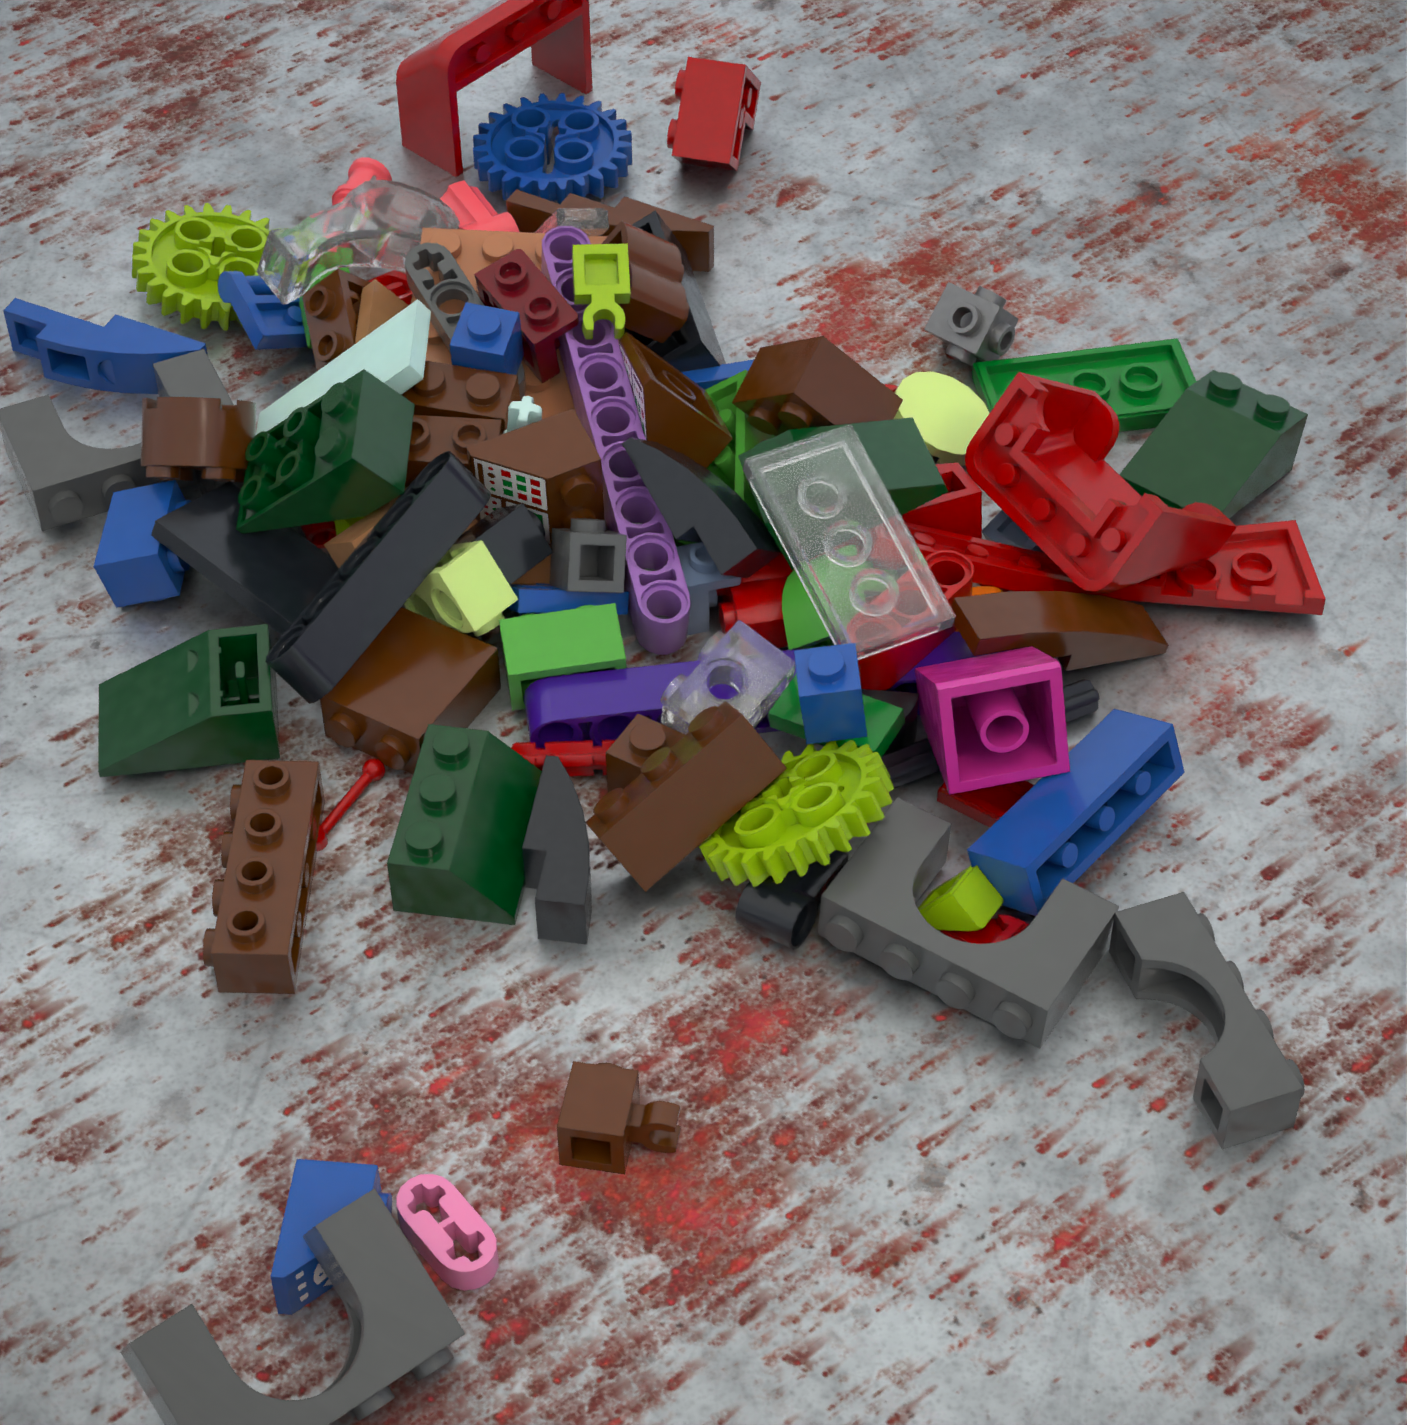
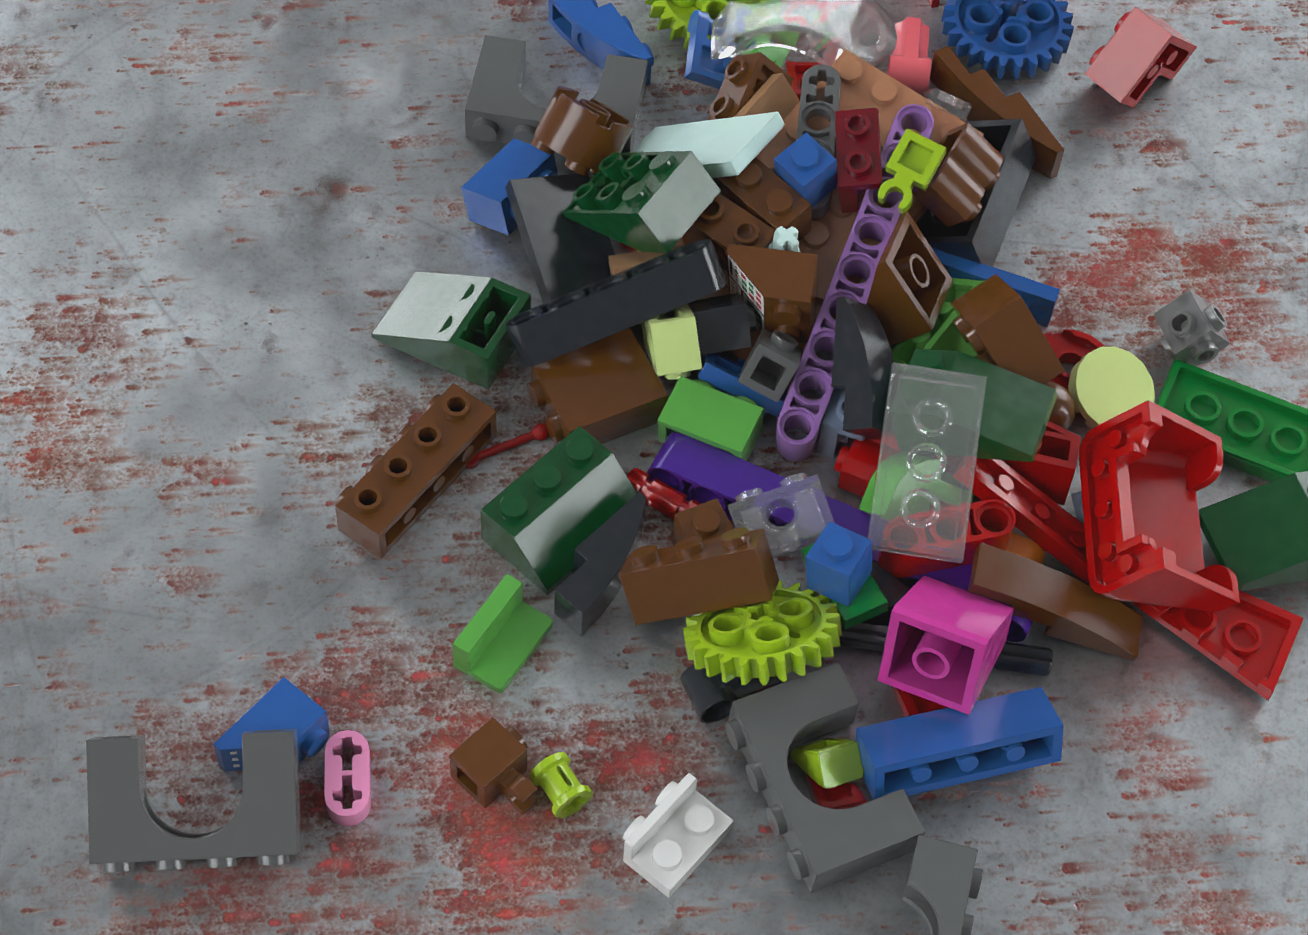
camera: 30 degrees right, 10 degrees up
(504, 991) = (500, 636): none -> bright green panel
(698, 1092) = (560, 785): none -> lime bush
(861, 1076) = (675, 836): none -> white bracket

